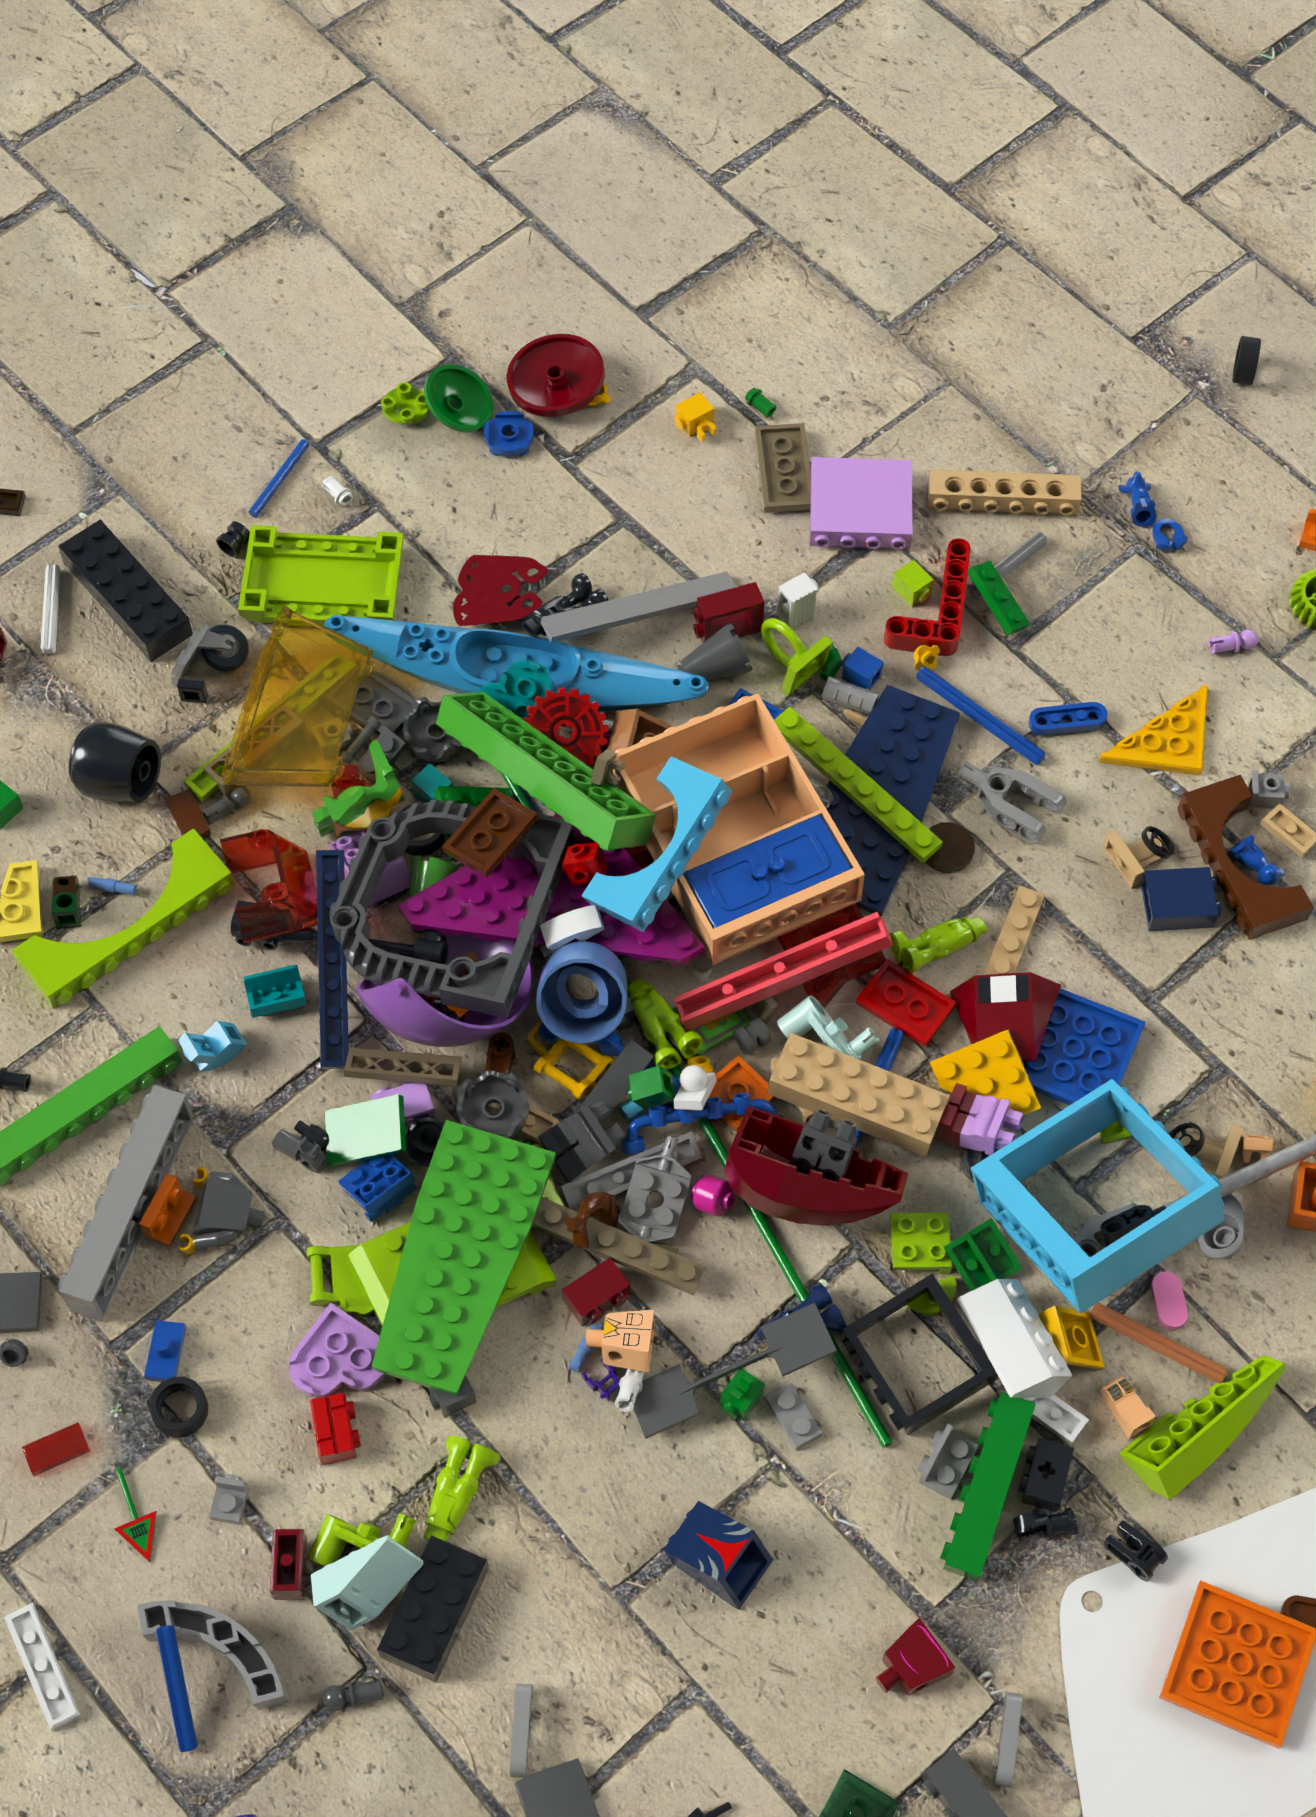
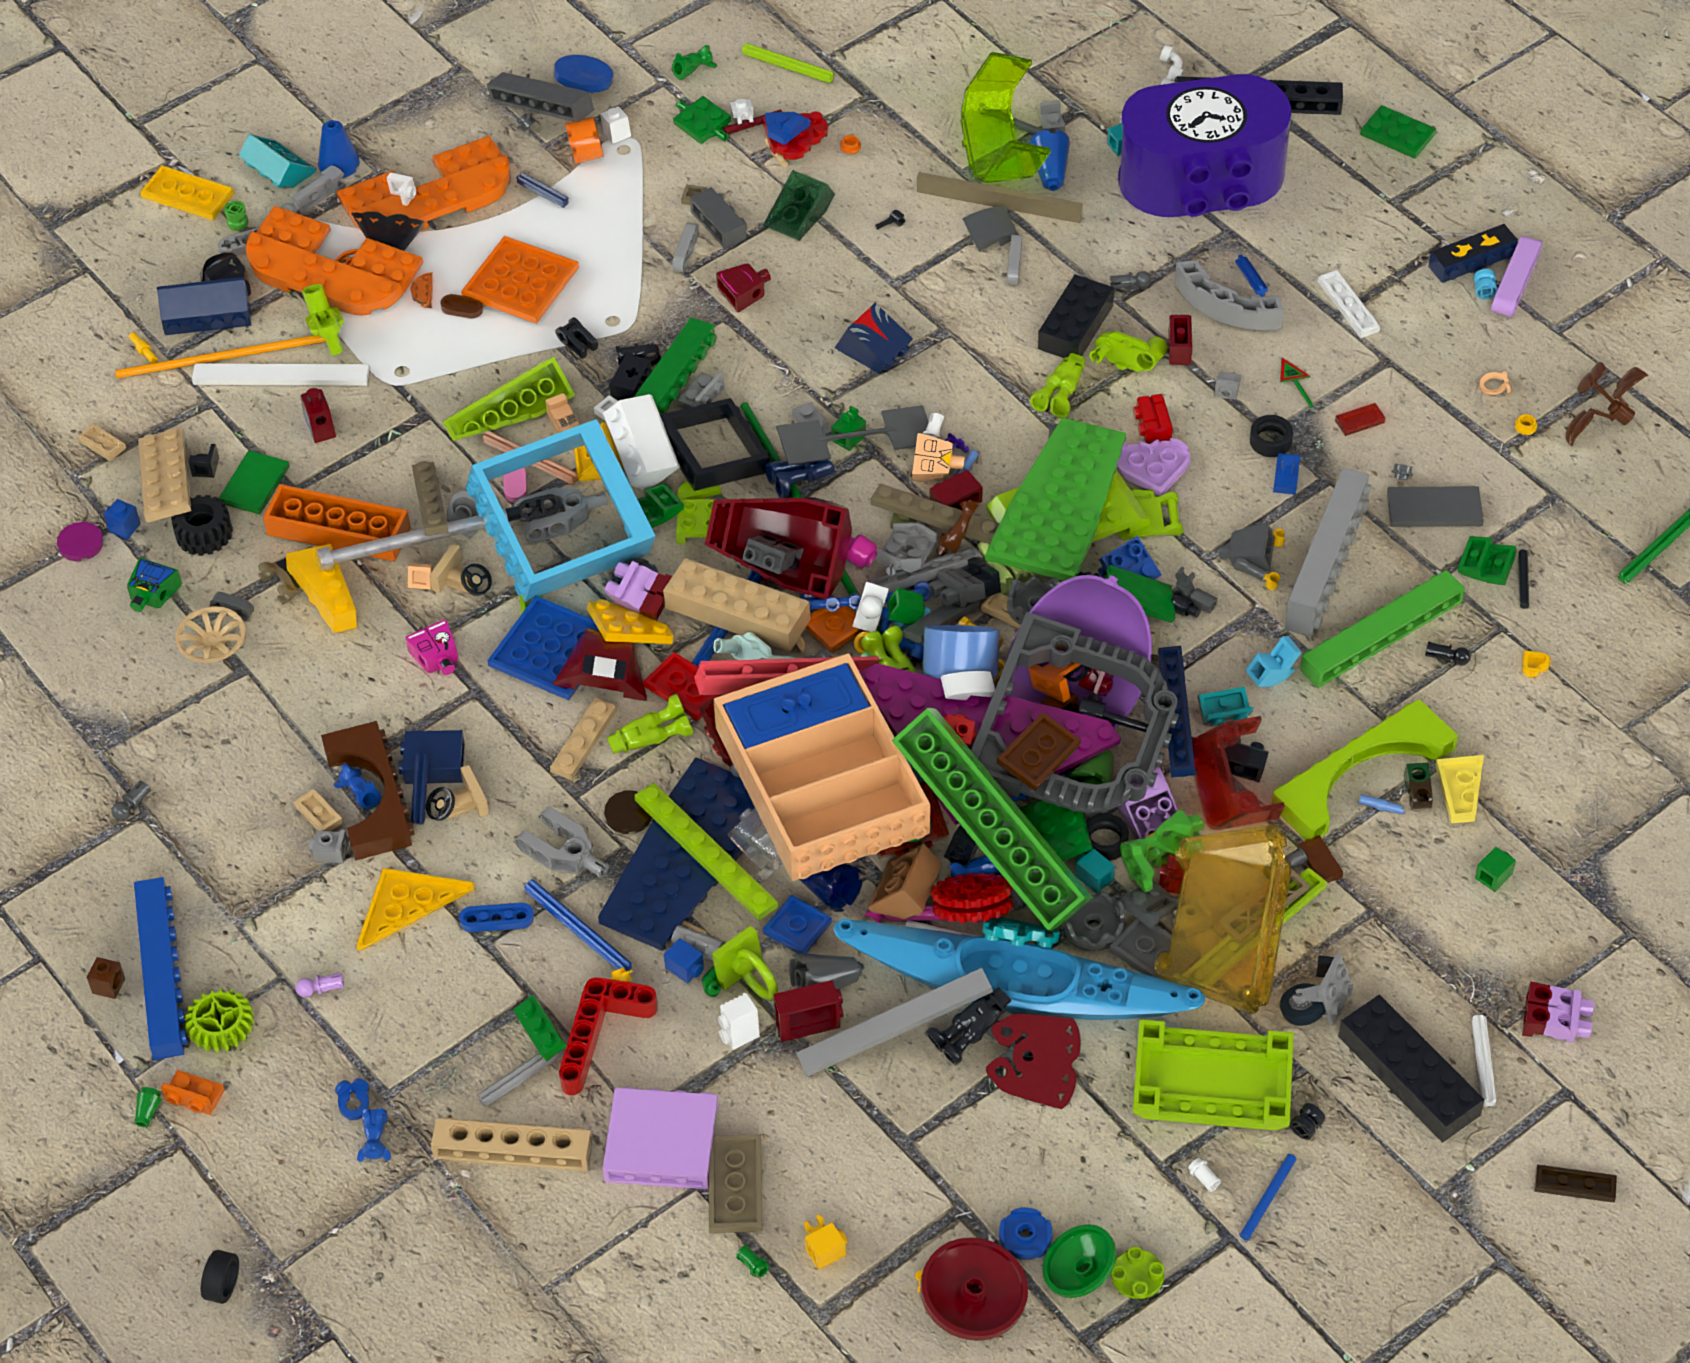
camera: 175 degrees left, 10 degrees down
(114, 763) = (1393, 889): black piece -> none
(167, 1211) = (1296, 553): orange bracket -> none
(363, 1582) = (1128, 315): light aqua slope -> none
(604, 768) = (935, 786): dark tan tile -> none
(639, 895) = (855, 737): medium azure arch -> none
(913, 583) = (621, 1050): lime brick -> none
(1184, 849) = (419, 788): none -> dark blue axle
(1212, 1040) = (434, 648): none -> dark pink torso
(1270, 1238) = (429, 498): none -> dark tan plate

